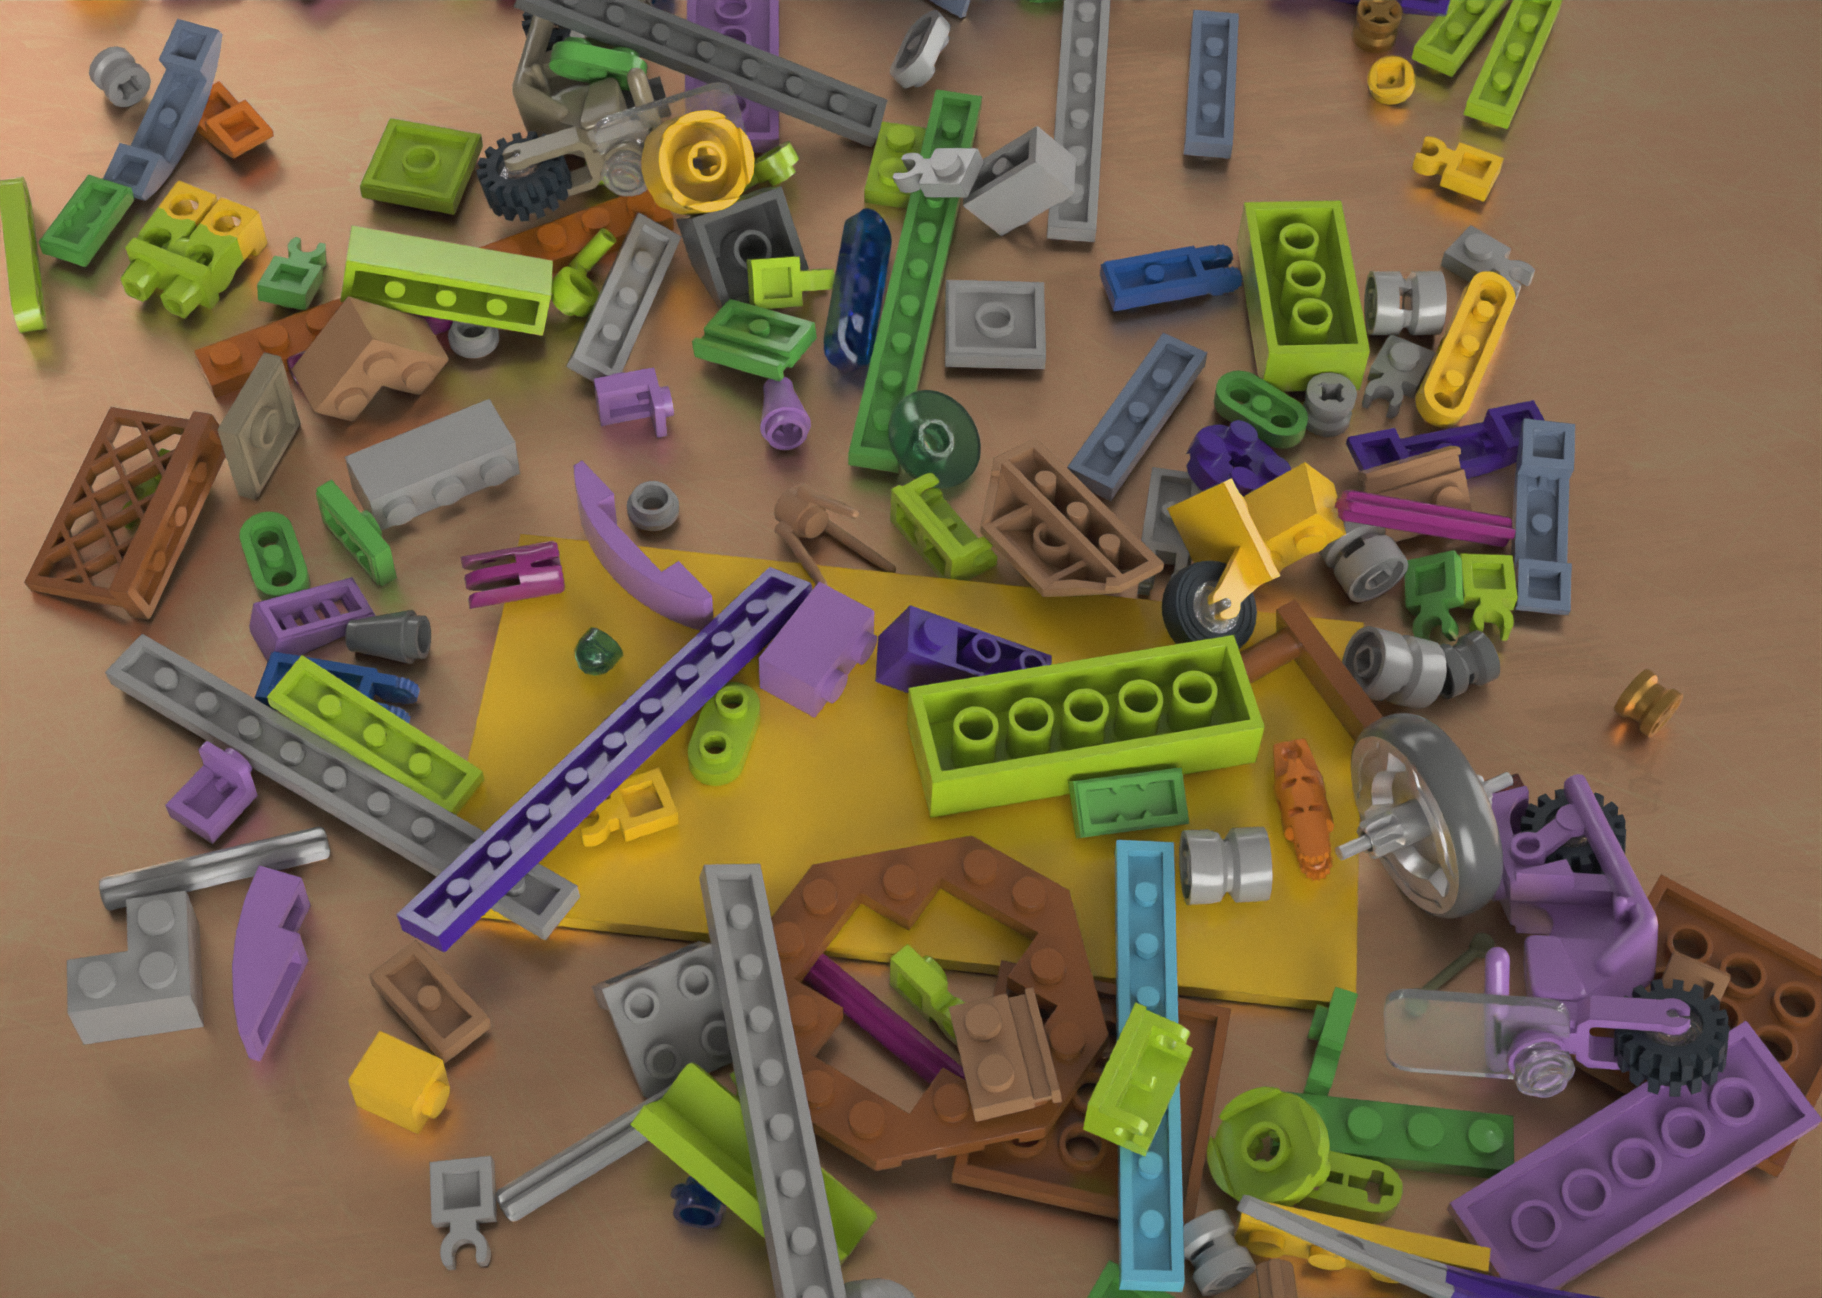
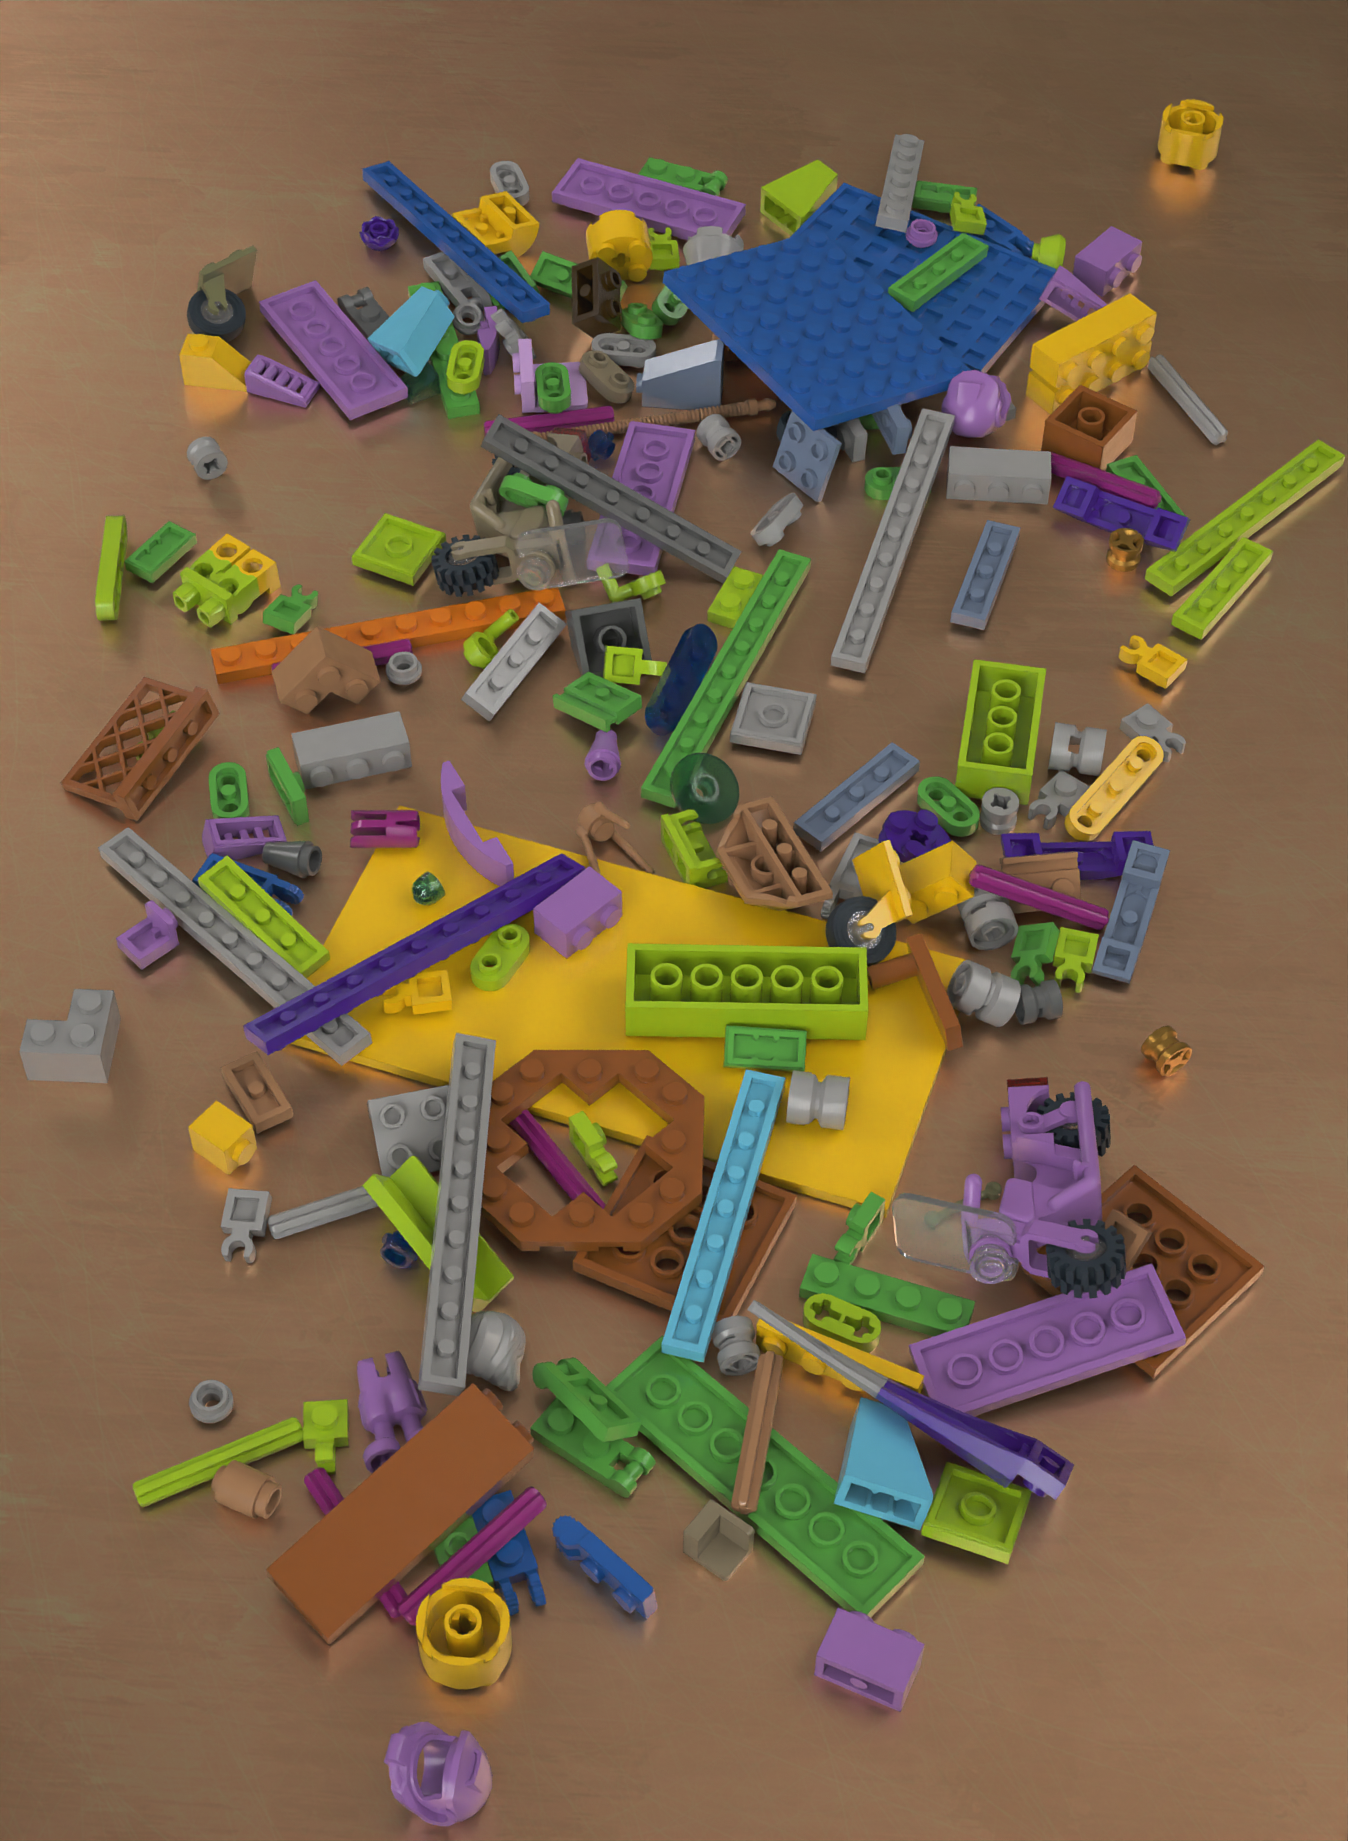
camera: 15 degrees right, 5 degrees down
(174, 111) = (237, 488): sand blue slope -> none
(215, 867) = (144, 983): light grey axle -> none
(232, 124) = (271, 498): orange slope -> none
(259, 426) = (239, 704): dark tan tile -> none
(267, 955) = (158, 1044): medium lavender slope -> none
(448, 280) = (392, 627): lime brick -> none
(633, 397) = (500, 727): medium lavender bracket -> none
(652, 495) = (495, 802): light grey plate -> none
(670, 170) = (593, 556): yellow brick -> none
(933, 649) = (658, 922): dark purple slope -> none
(946, 174) = (763, 608): light grey plate -> none
(1004, 1054) = (624, 1189): medium nougat plate -> none
(1021, 181) = (816, 621): light grey brick -> none
(1138, 1080) = (708, 1219): lime hinge -> none
(1169, 276) = (912, 704): blue hinge -> none
(1302, 1153) = (810, 1295): lime plate -> none
(1303, 806) = (888, 1074): orange hinge -> none
(1391, 80) = (1122, 591): yellow tile -> none
(1426, 815) = (965, 1089): wheel -> none

